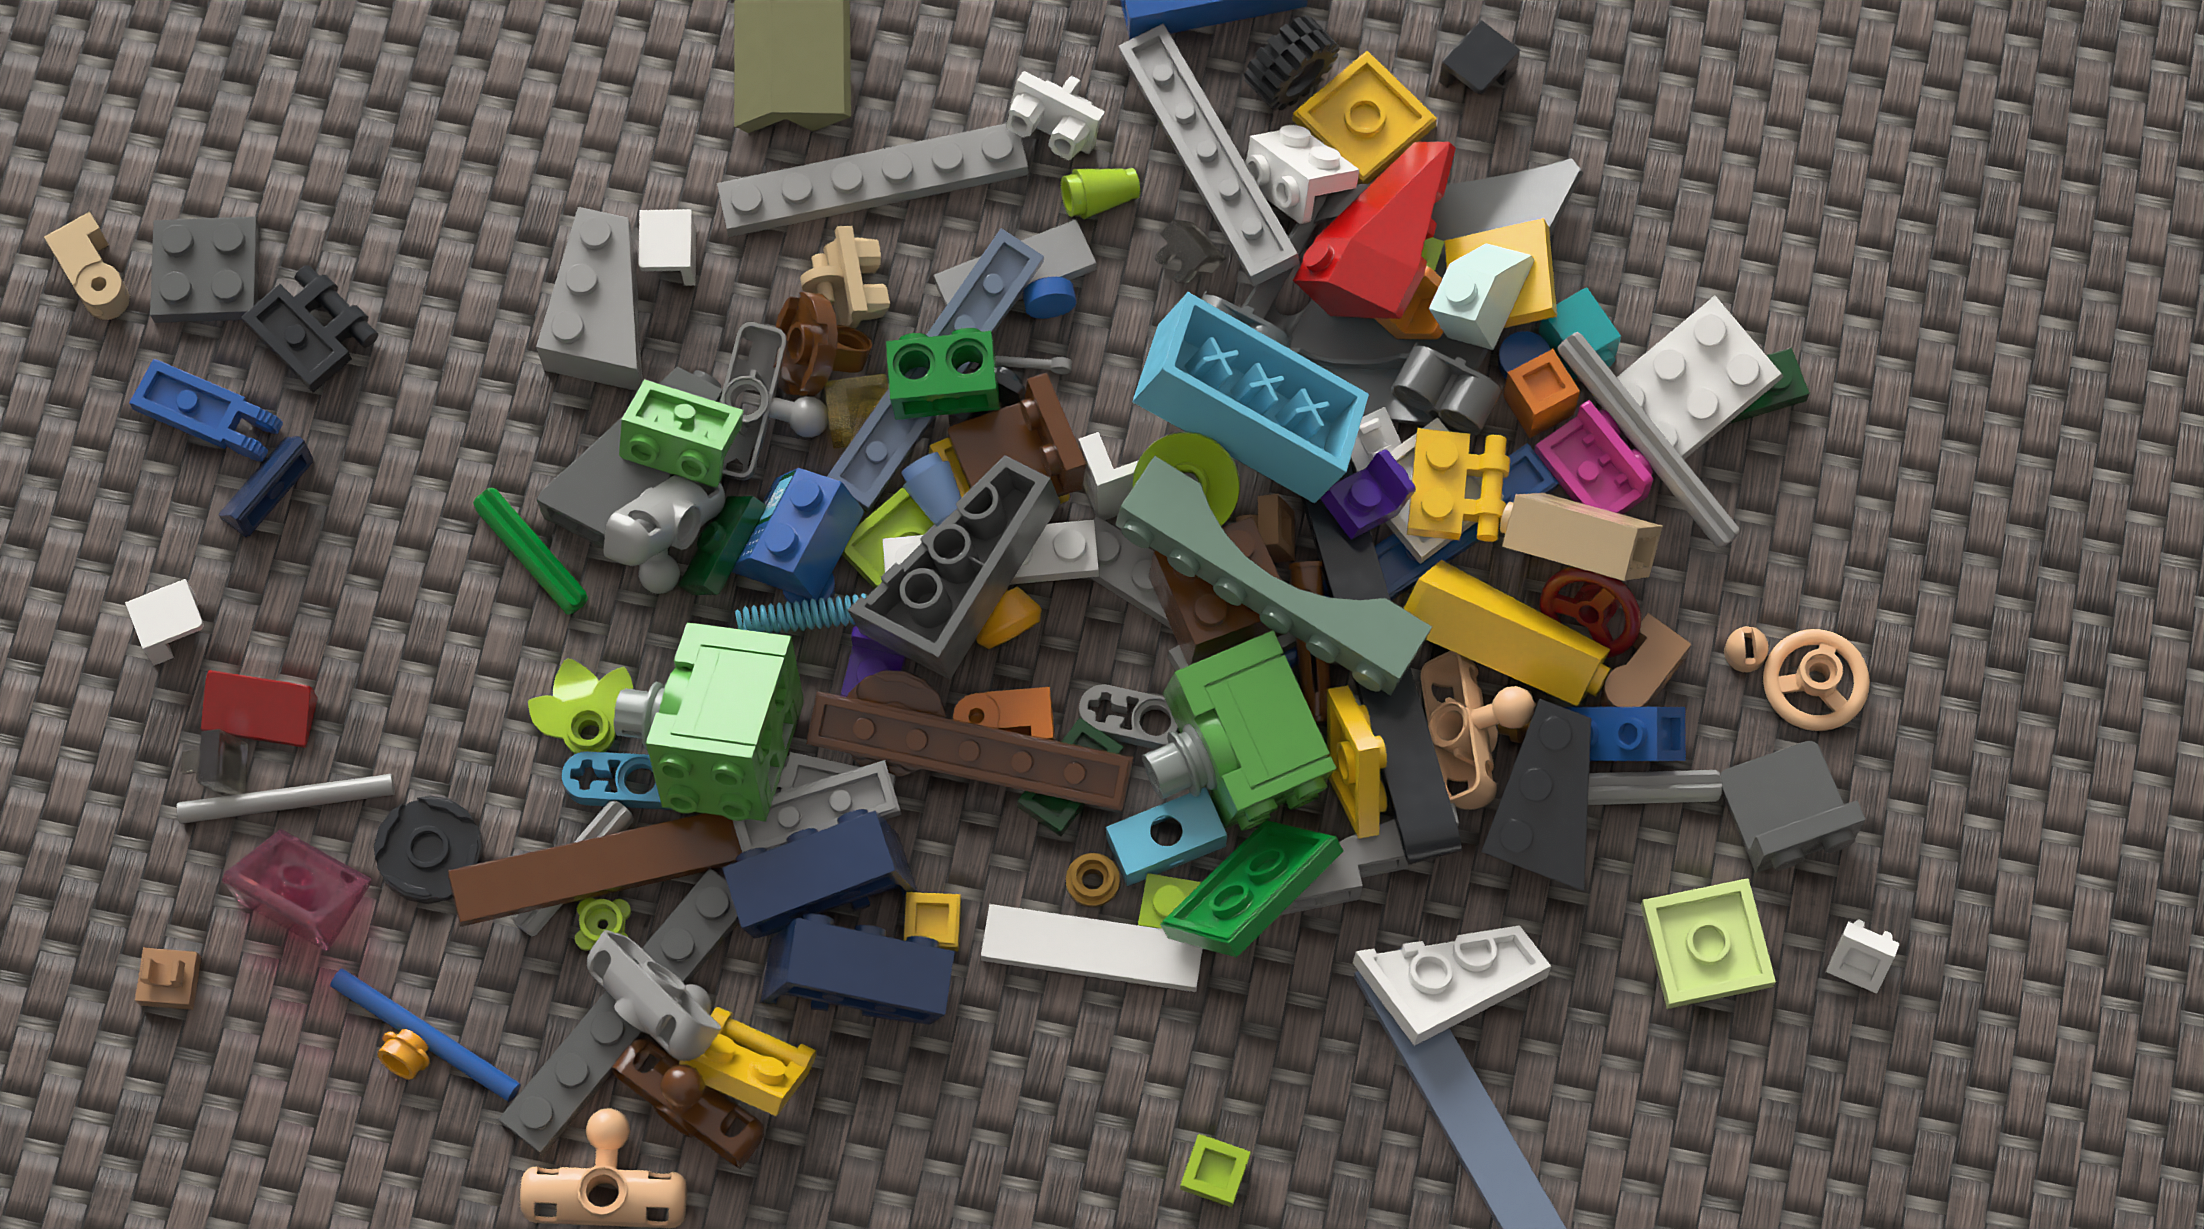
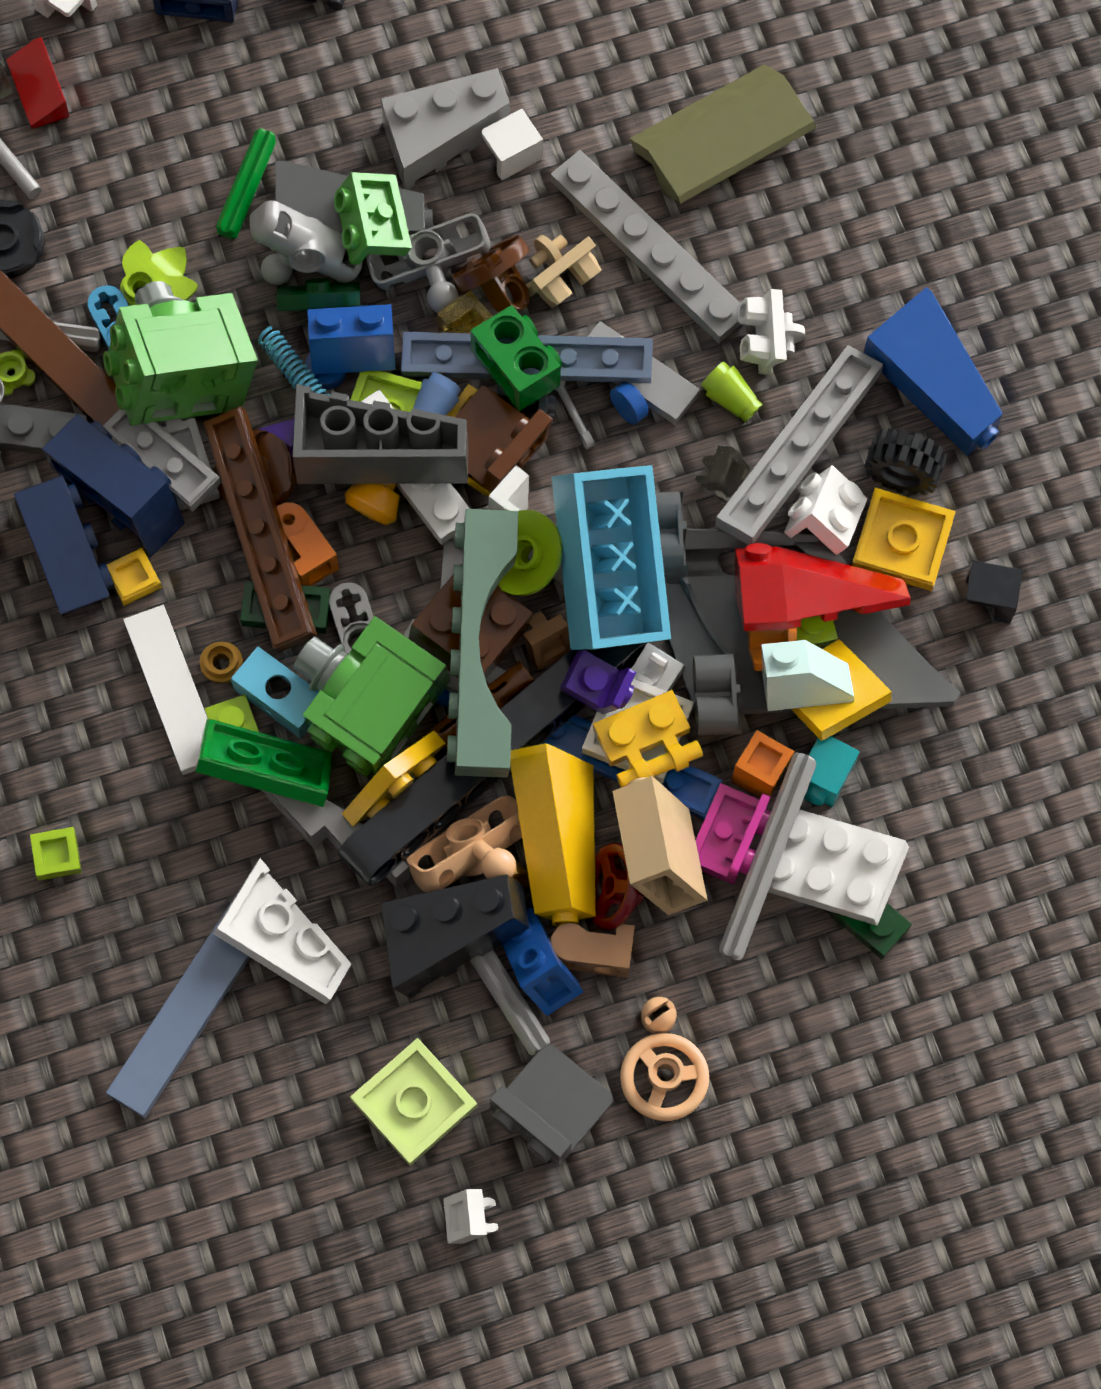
camera: 55 degrees right, 0 degrees up
(1519, 349) = (790, 735): blue tile -> none

